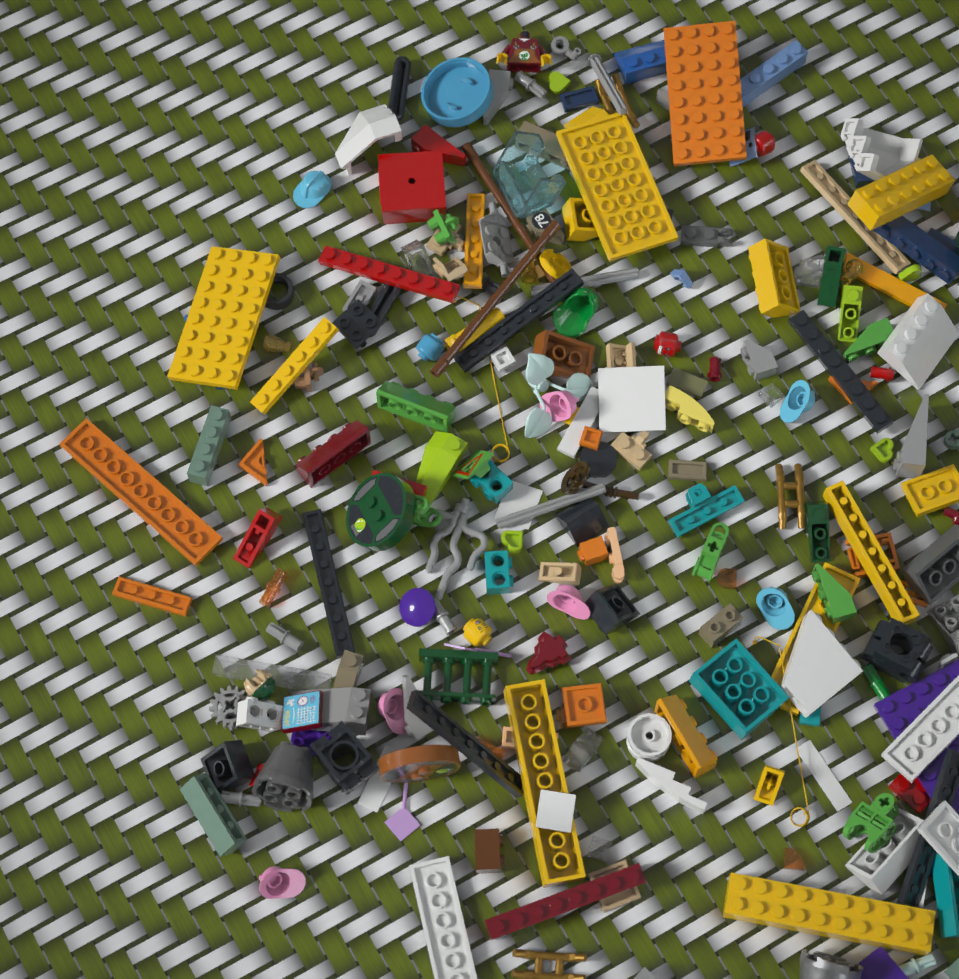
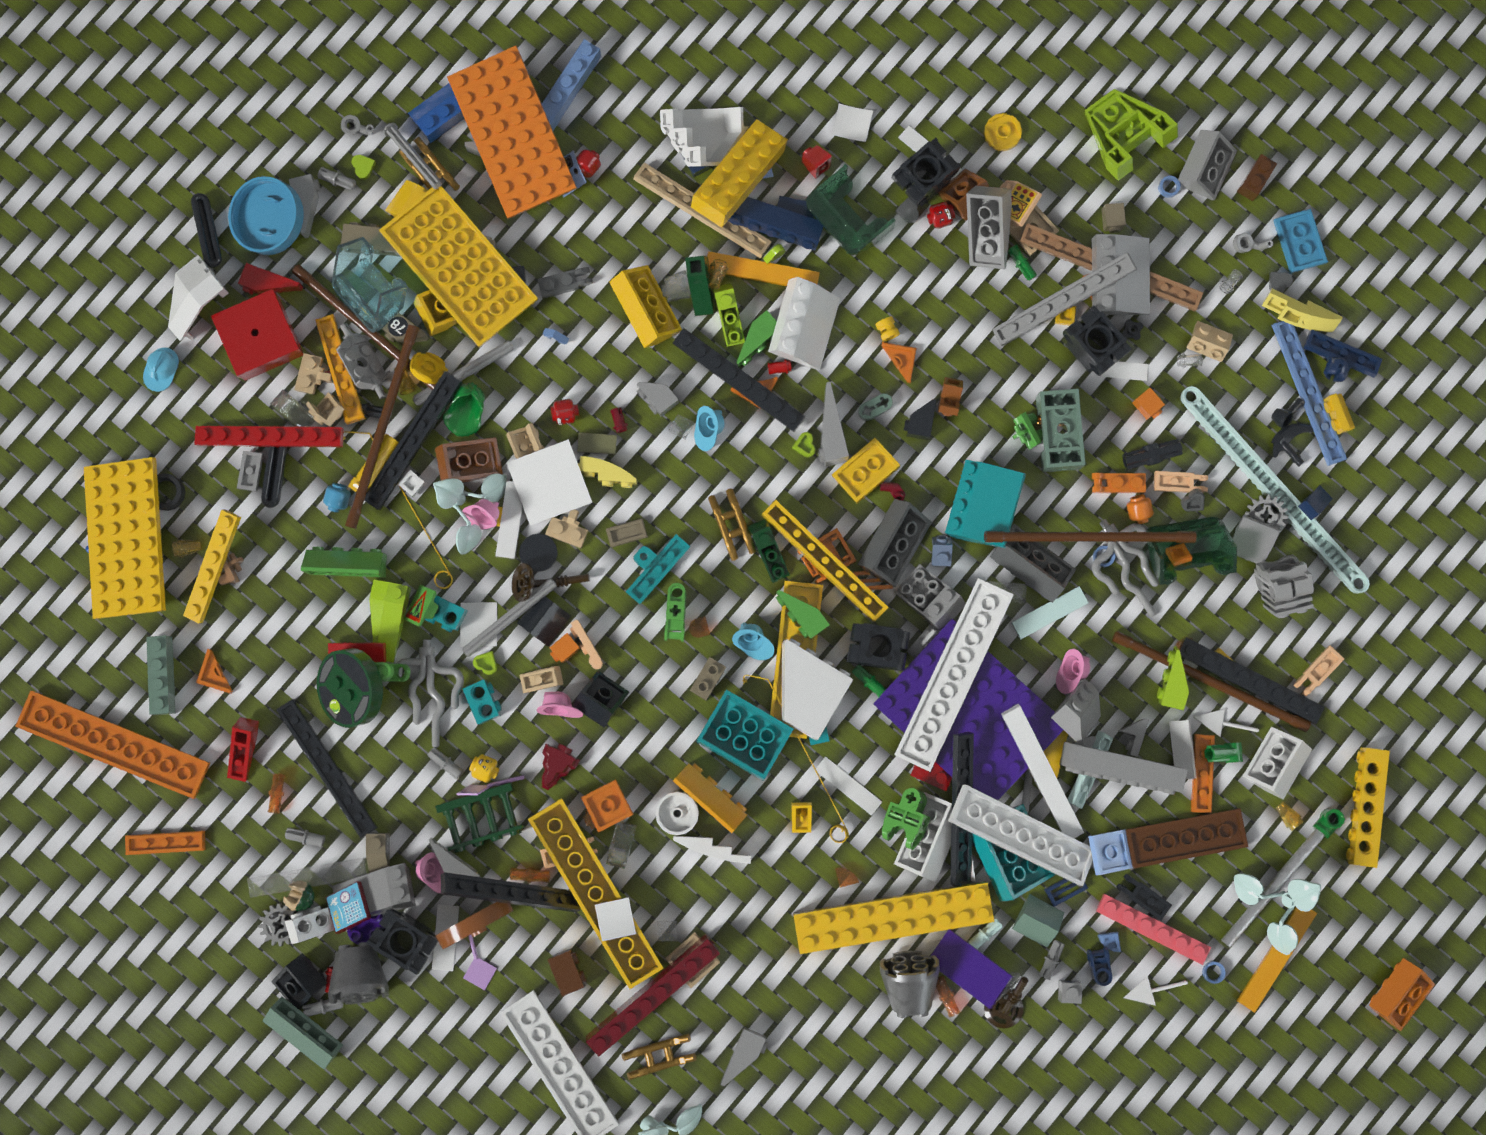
camera: 20 degrees left, 15 degrees up
(281, 882) = (387, 1072): bright pink piece -> none
(333, 453) = (282, 640): dark red slope -> none
(357, 324) = (257, 499): black hinge -> none
(417, 607) = (419, 764): dark purple dish -> none
(440, 221) = (307, 367): bright green hips -> none
(524, 55) = (317, 149): torso -> none
(579, 99) = (390, 176): dark blue tile -> none
(591, 438) = (524, 535): orange tile -> none

